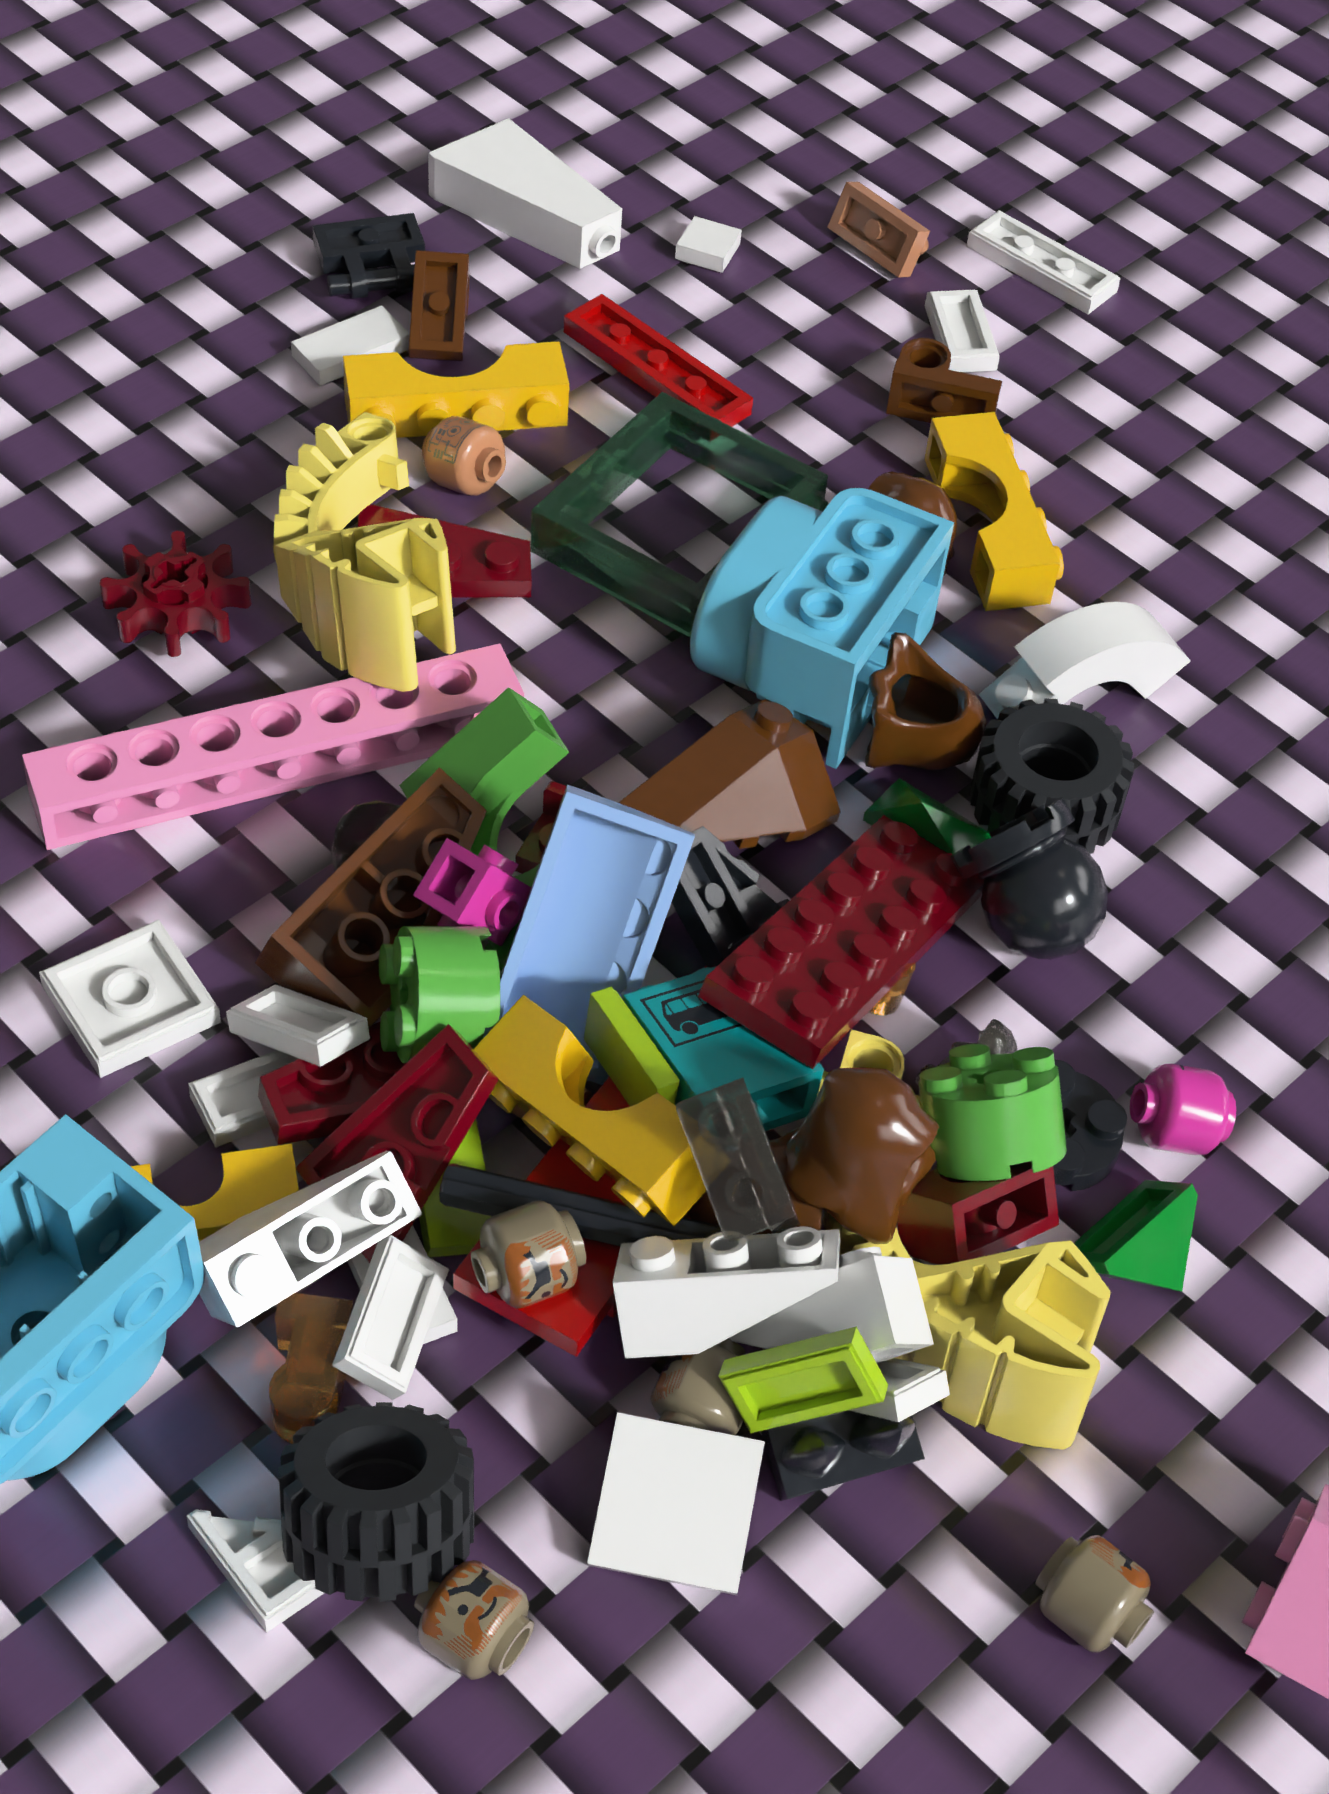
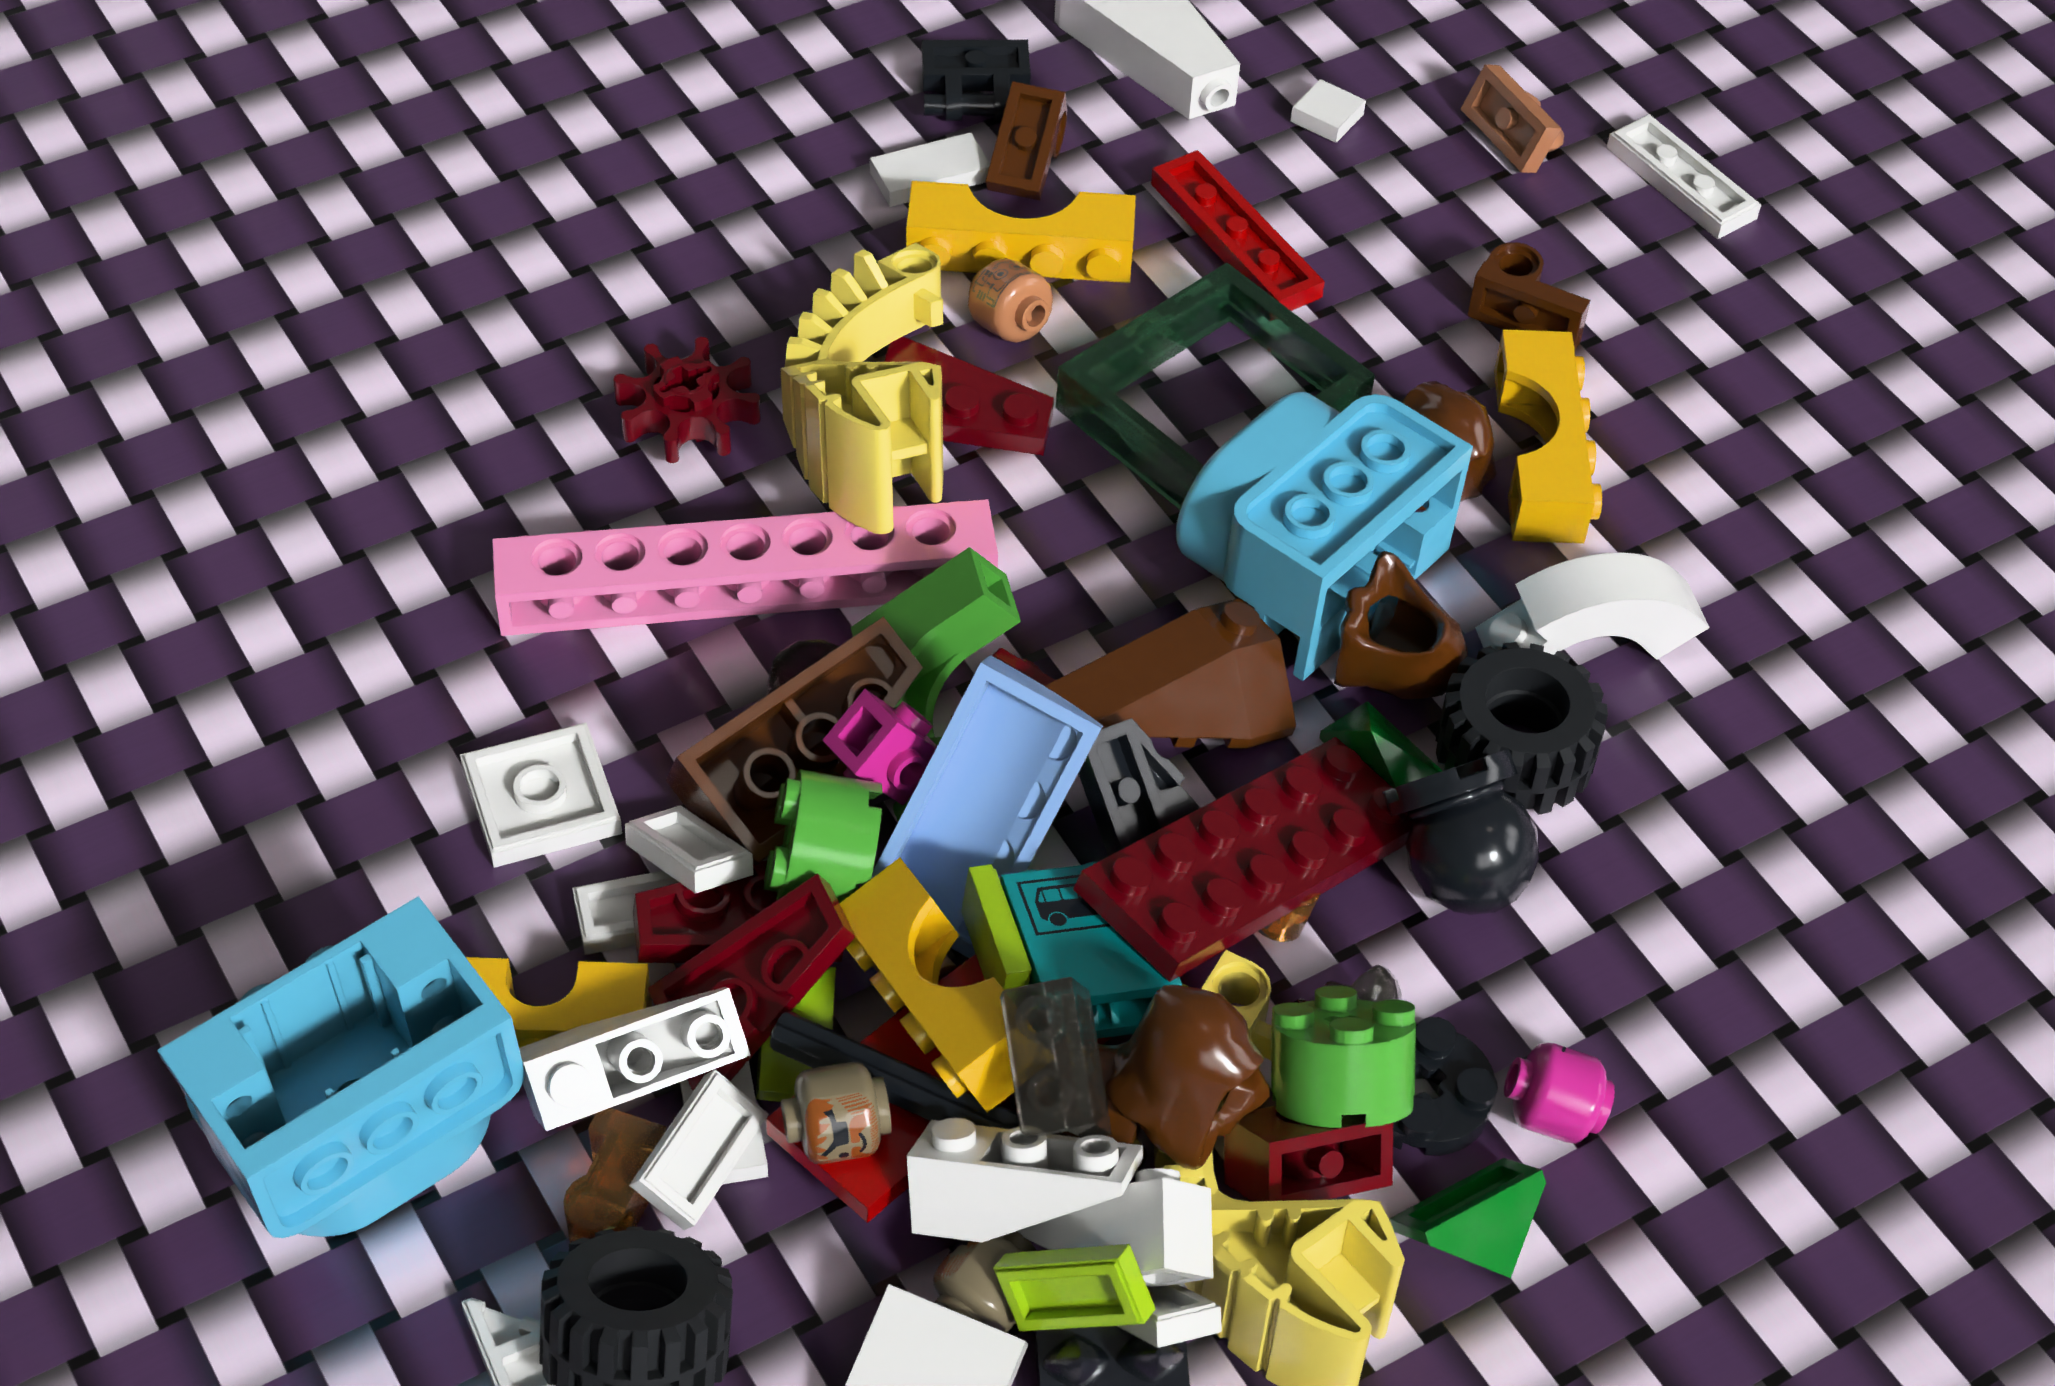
camera: 15 degrees right, 0 degrees up
(962, 326) = (1572, 239): white tile -> none

